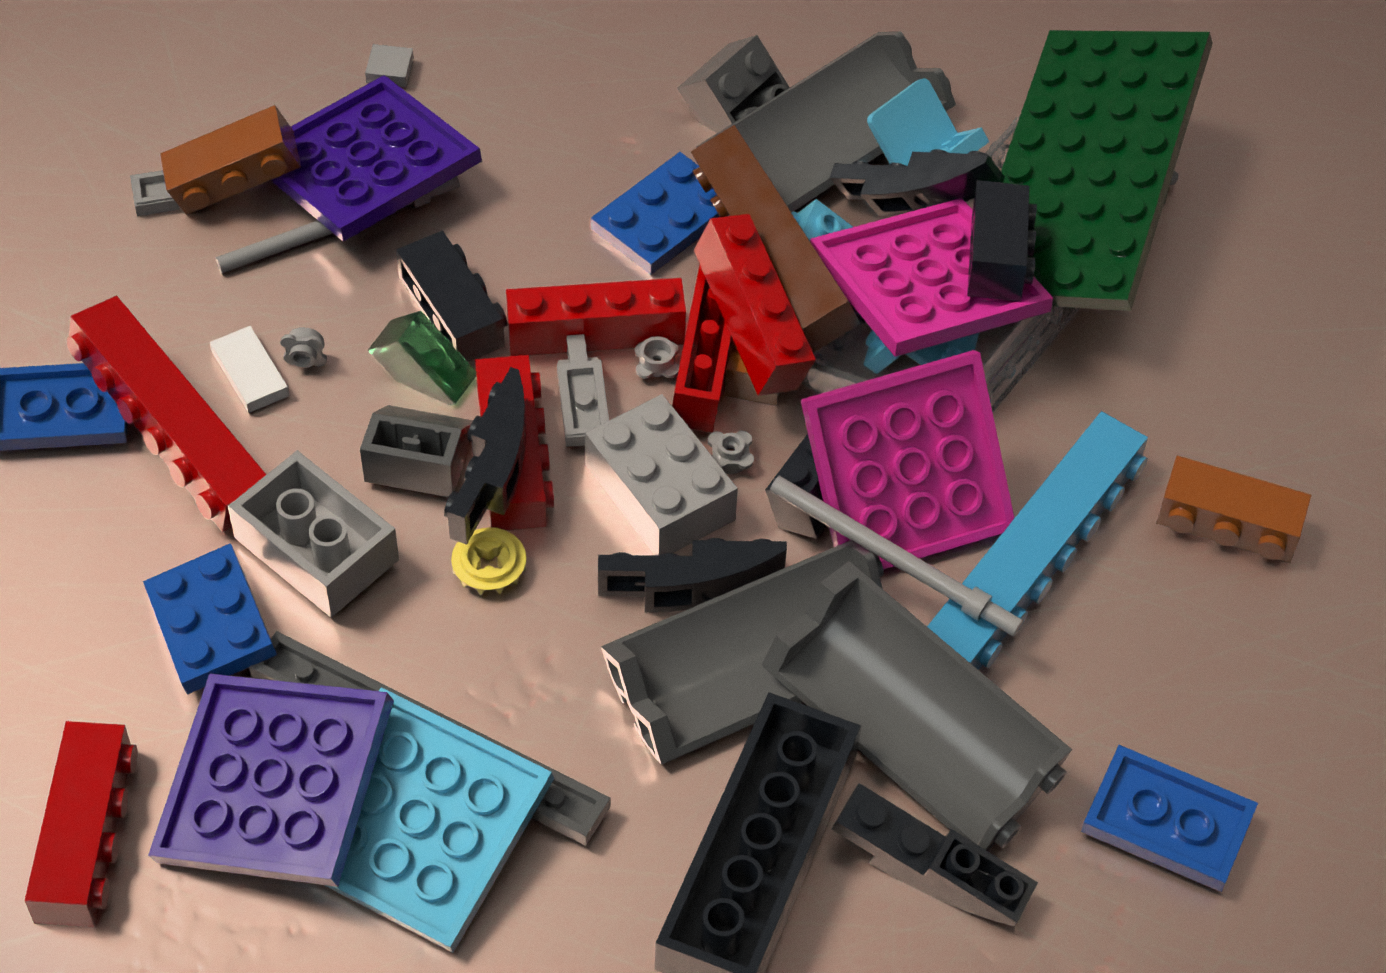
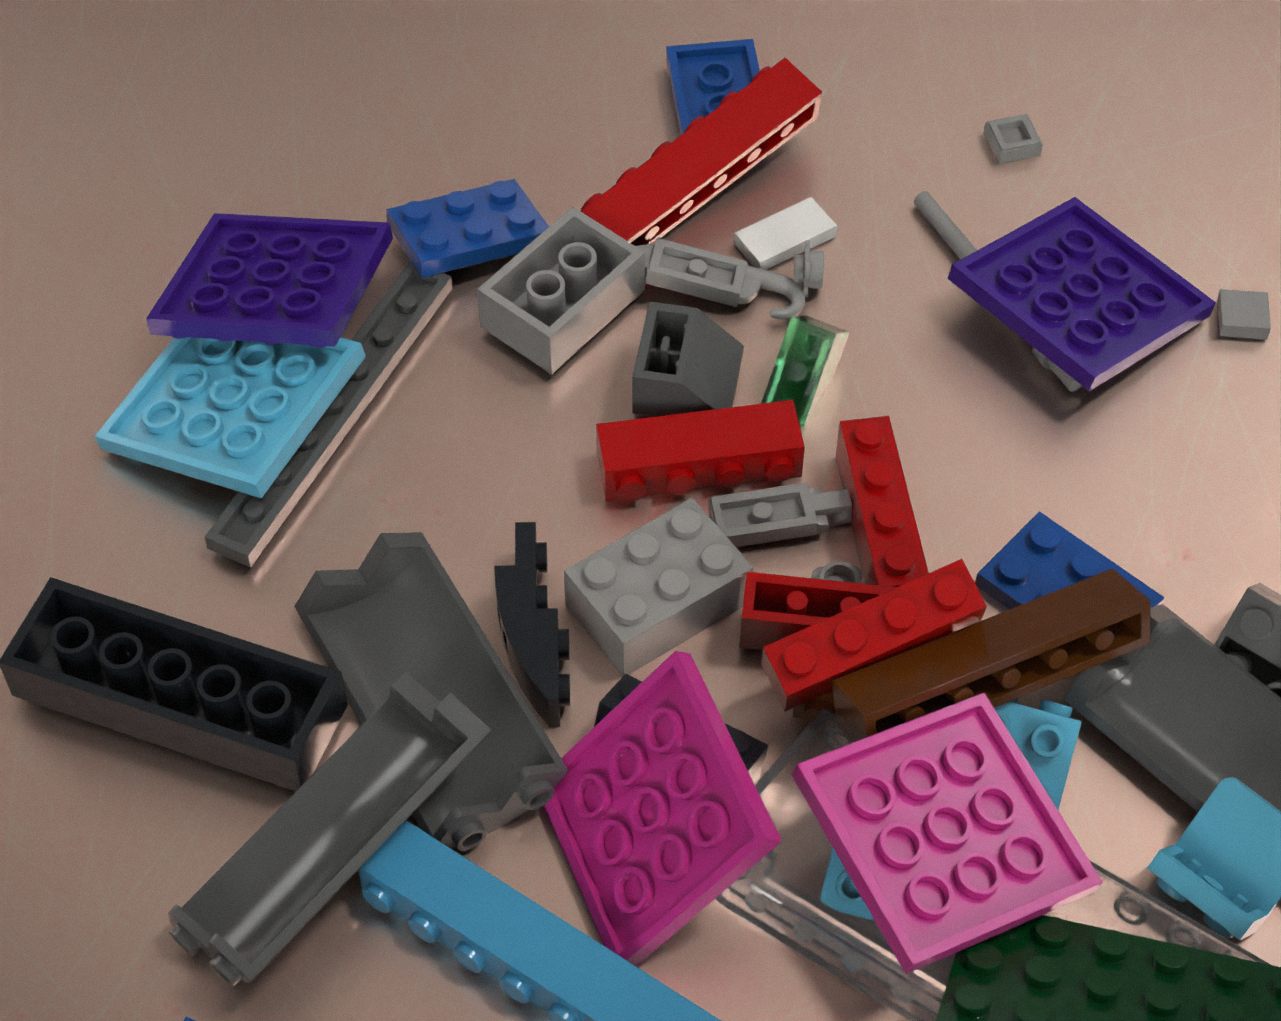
camera: 90 degrees right, 0 degrees up
(80, 825) = (249, 163): red brick -> none
(230, 160) = (1044, 175): dark orange brick -> none
(303, 415) = (716, 276): none -> light grey plate
(452, 295) = (898, 380): black brick -> none
(488, 544) = (547, 430): light yellow gear -> none
(496, 462) = (659, 418): black slope -> none
(731, 461) = (720, 650): light grey plate -> none
(925, 182) = (1127, 832): black slope -> none
(935, 864) = (156, 862): black slope -> none
(974, 602) = (464, 882): light grey bar -> none
(1001, 241) = (993, 894): black brick -> none

